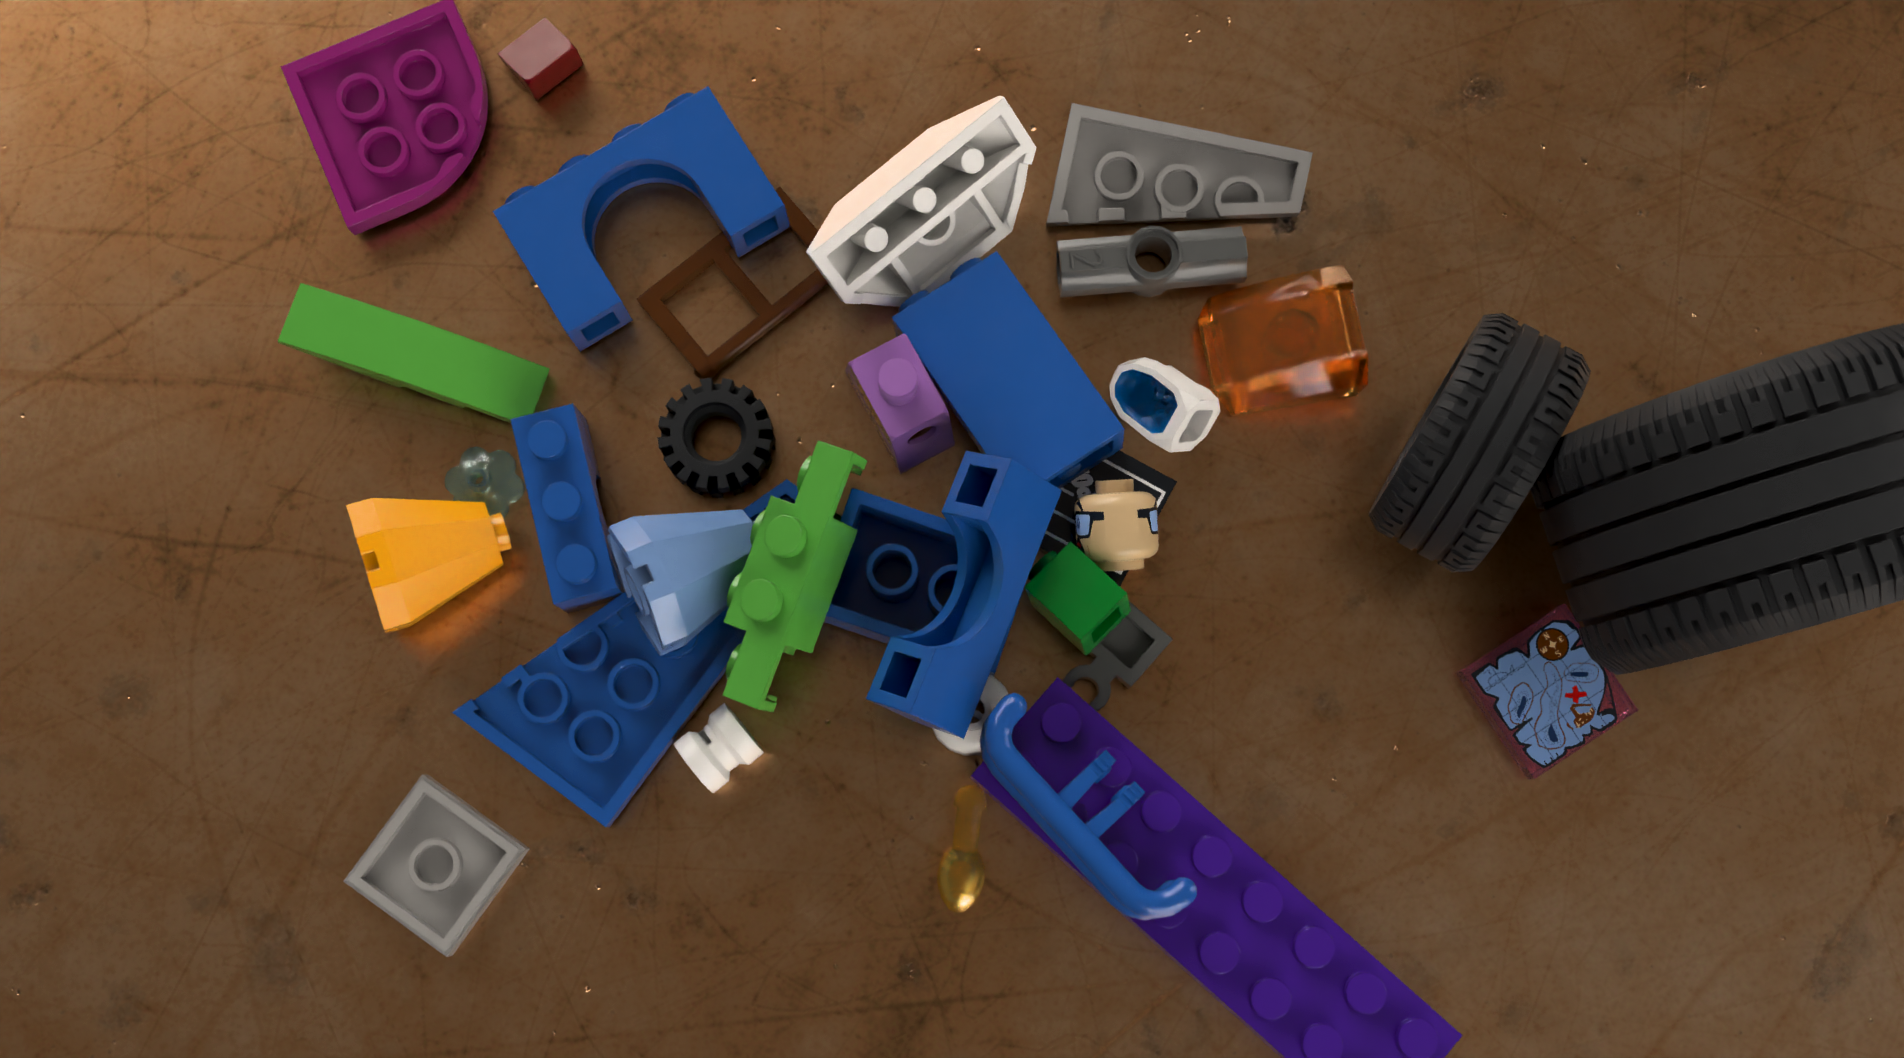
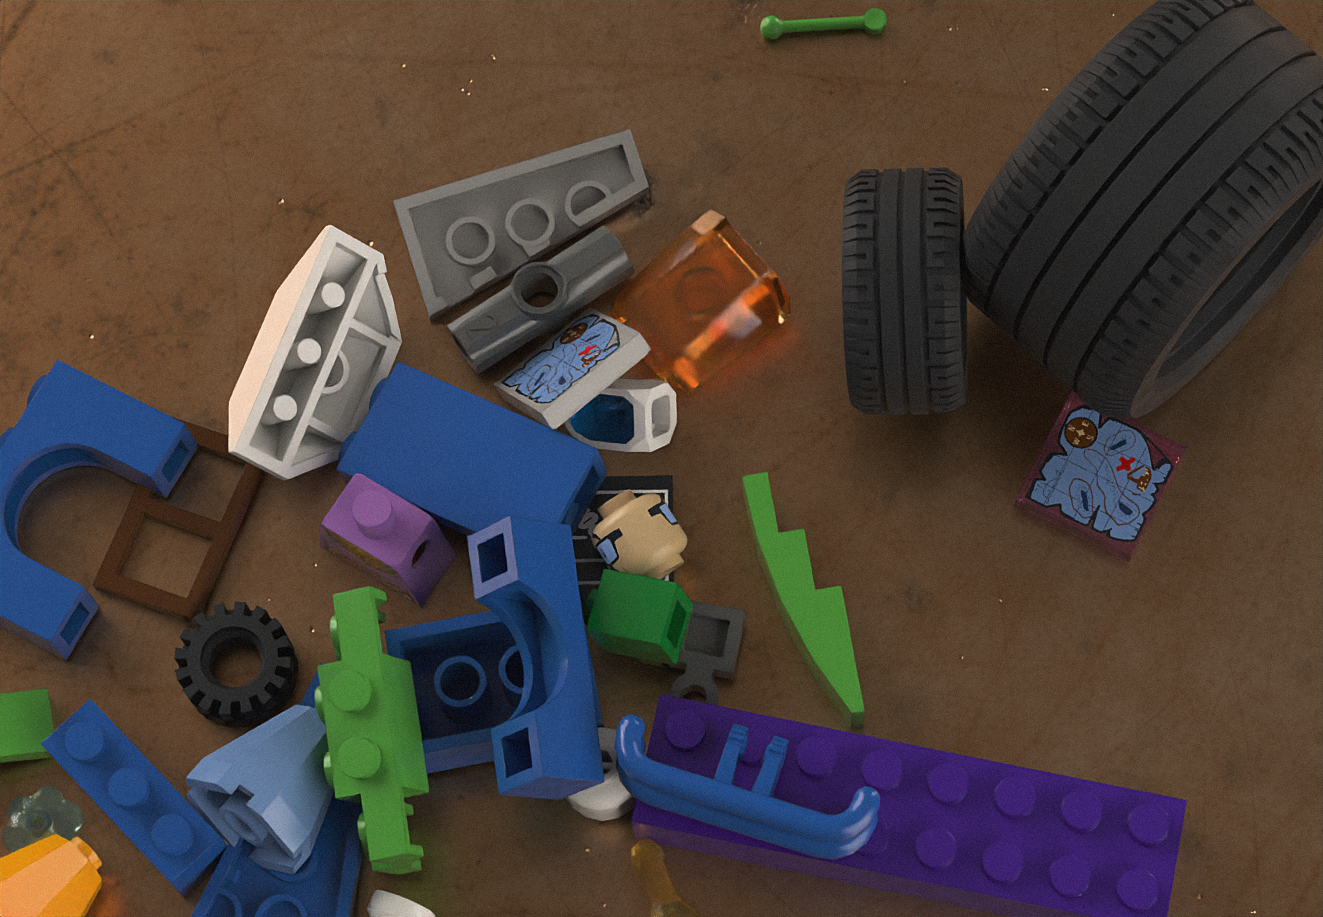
camera: 20 degrees left, 10 degrees down
(1144, 340) = (572, 368): none -> tile
(1226, 680) = (811, 616): none -> bright green slope
(1576, 171) = (873, 22): none -> bright green hinge

